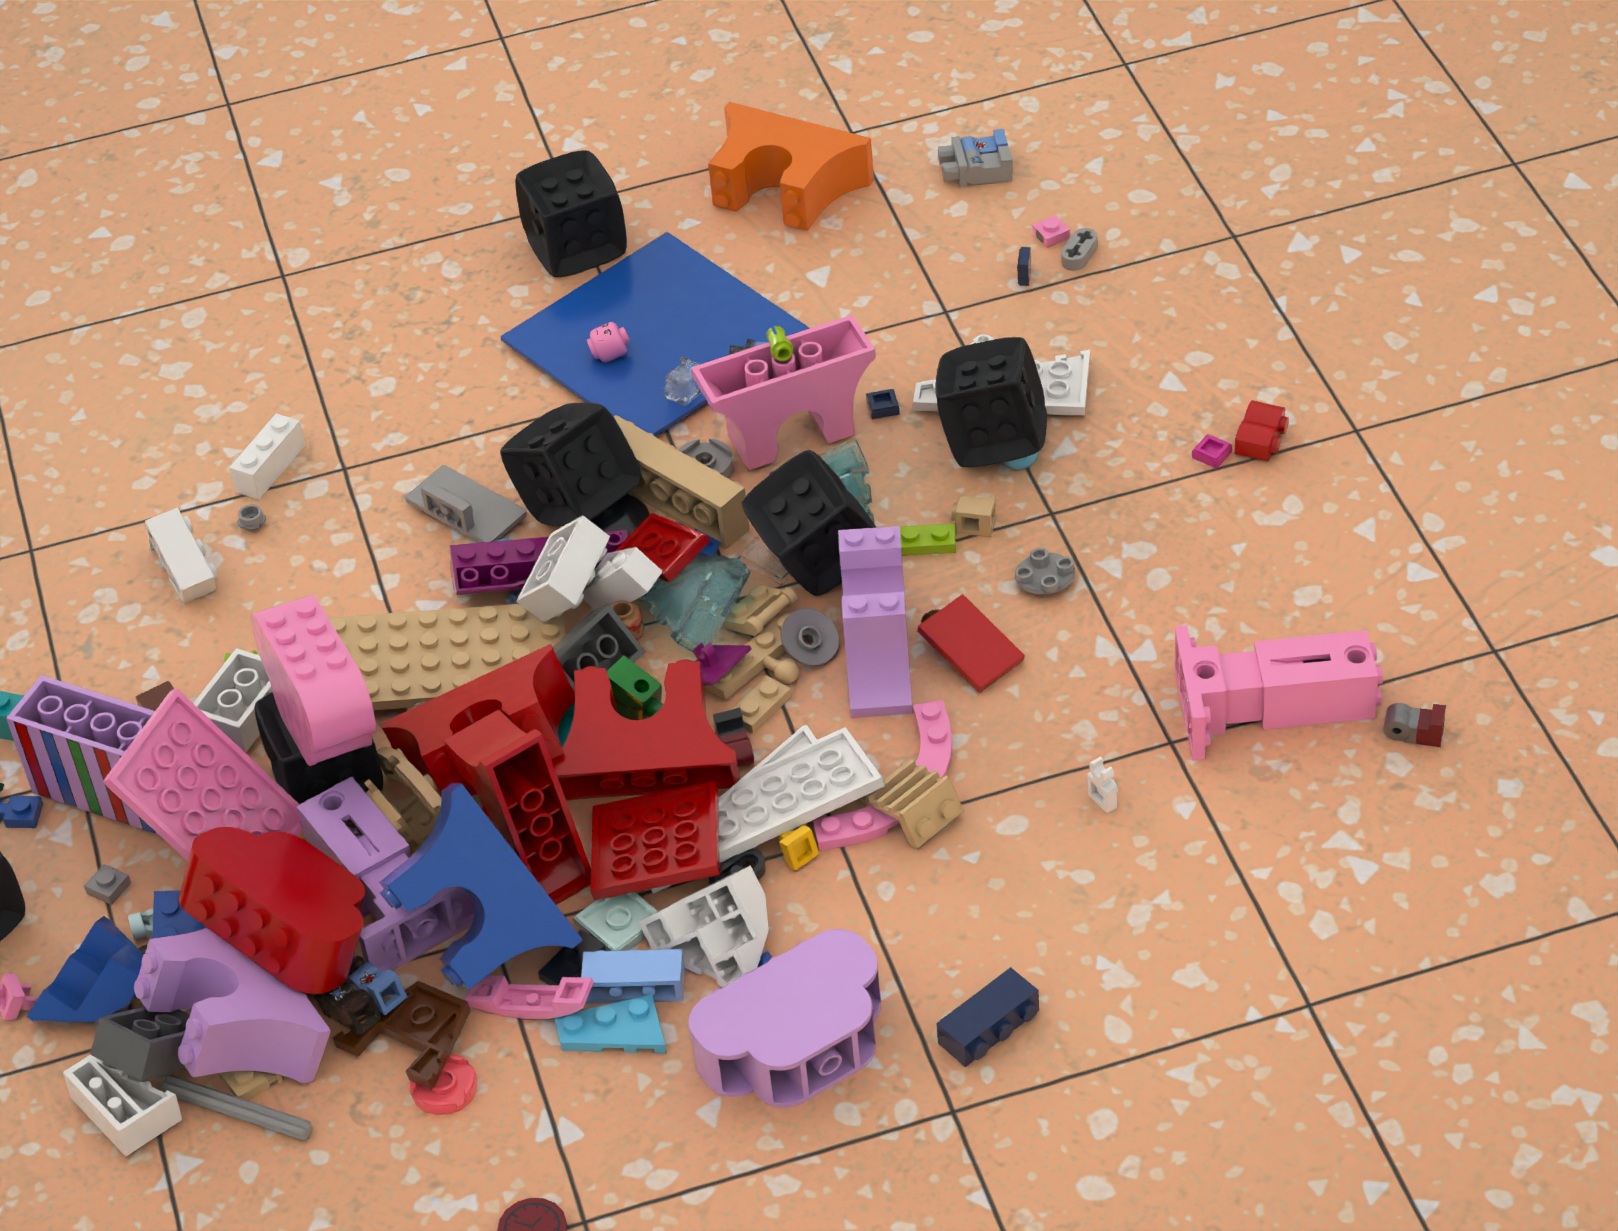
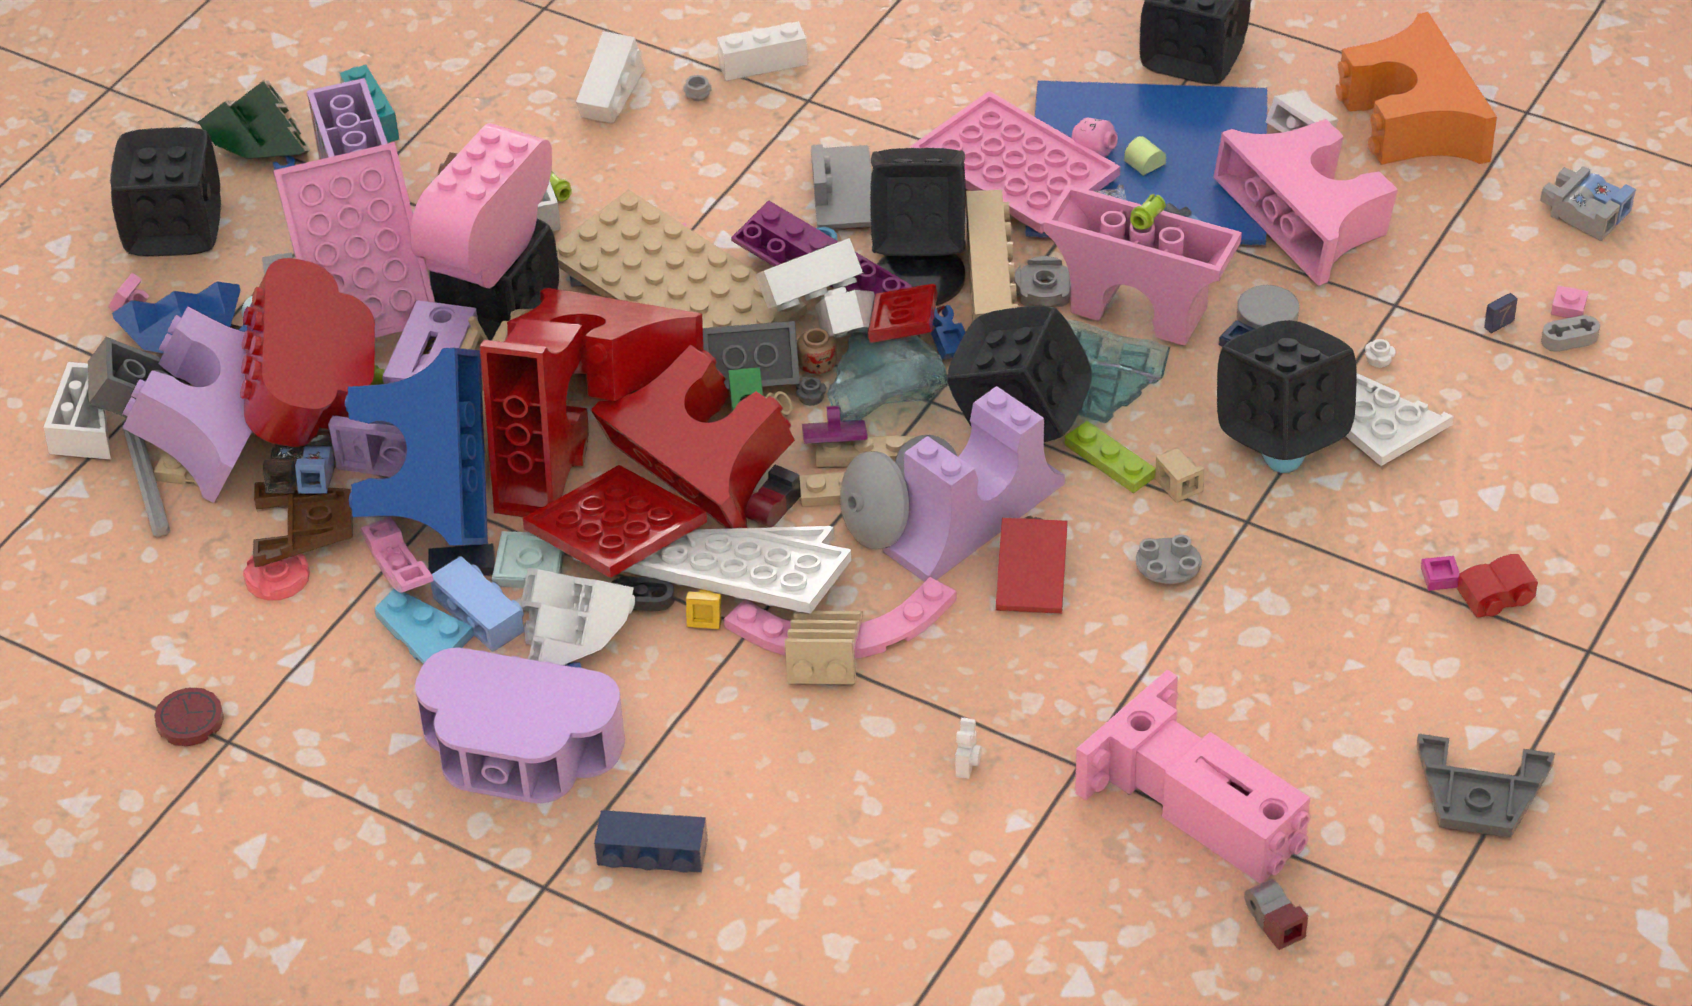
camera: 45 degrees right, 0 degrees up
(530, 388) = (1019, 156): none -> bright pink plate
(652, 656) = (811, 391): none -> dark grey plate
(656, 331) = (1144, 155): none -> yellowish green brick
(726, 234) = (1295, 111): none -> white brick
(758, 609) = (930, 416): tan plate -> none
(806, 286) = (1293, 195): none -> bright pink piece
(828, 664) = (874, 500): none -> light grey dish
(883, 373) = (1266, 305): none -> light grey tile
(1422, 565) = (1477, 798): none -> dark grey wing

